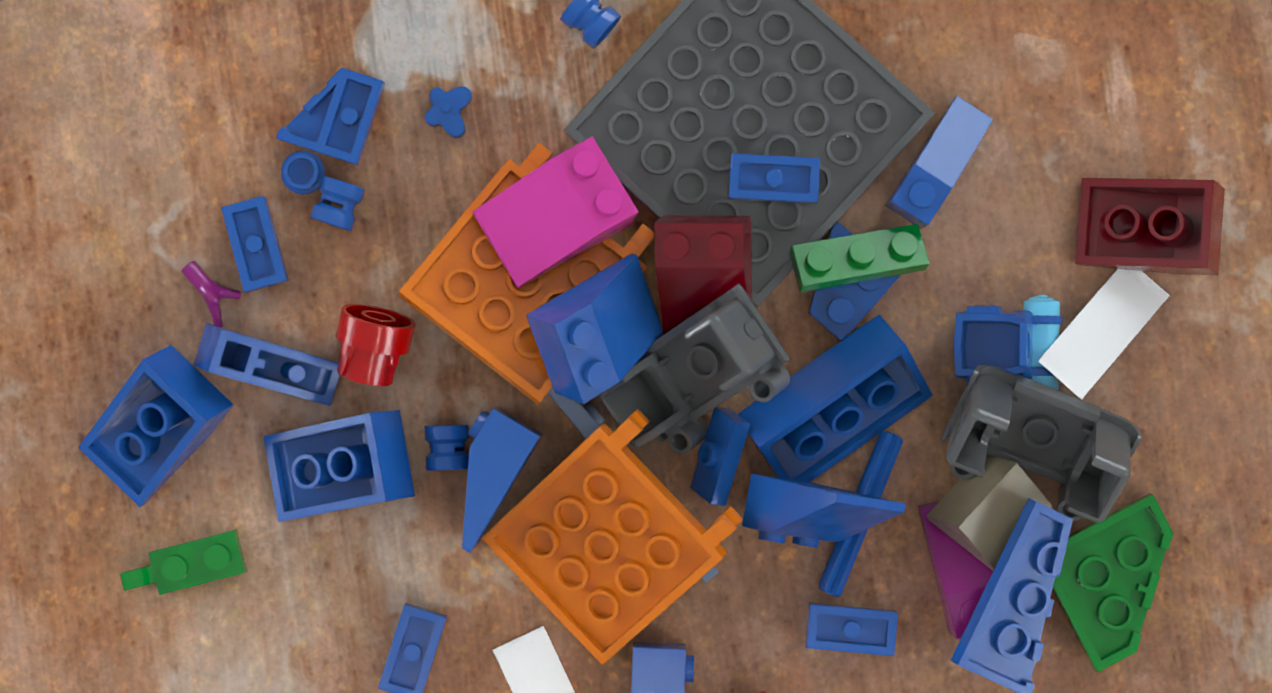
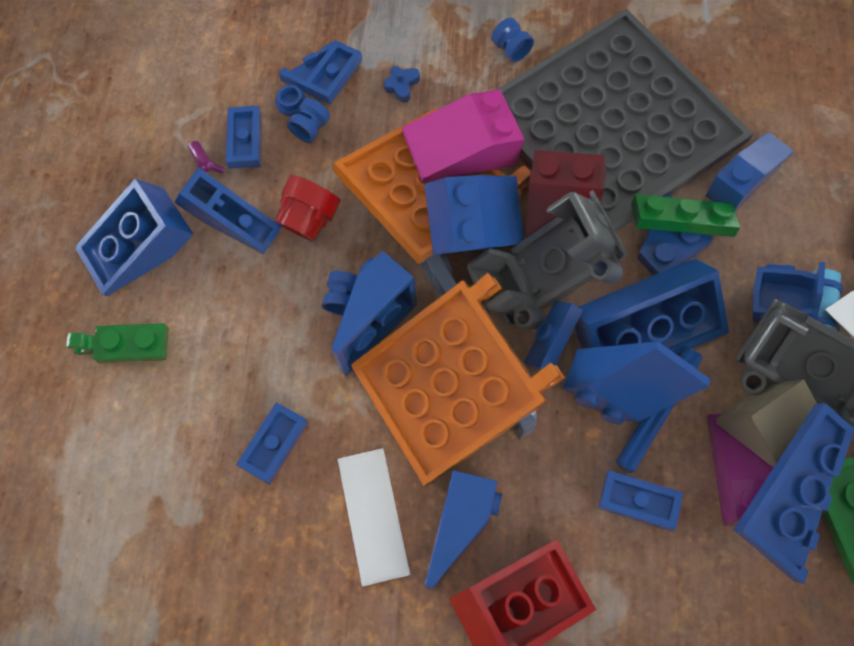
camera: 20 degrees right, 20 degrees down
(339, 465) = (259, 290): blue slope -> none
(774, 178) = (629, 149): blue plate -> none

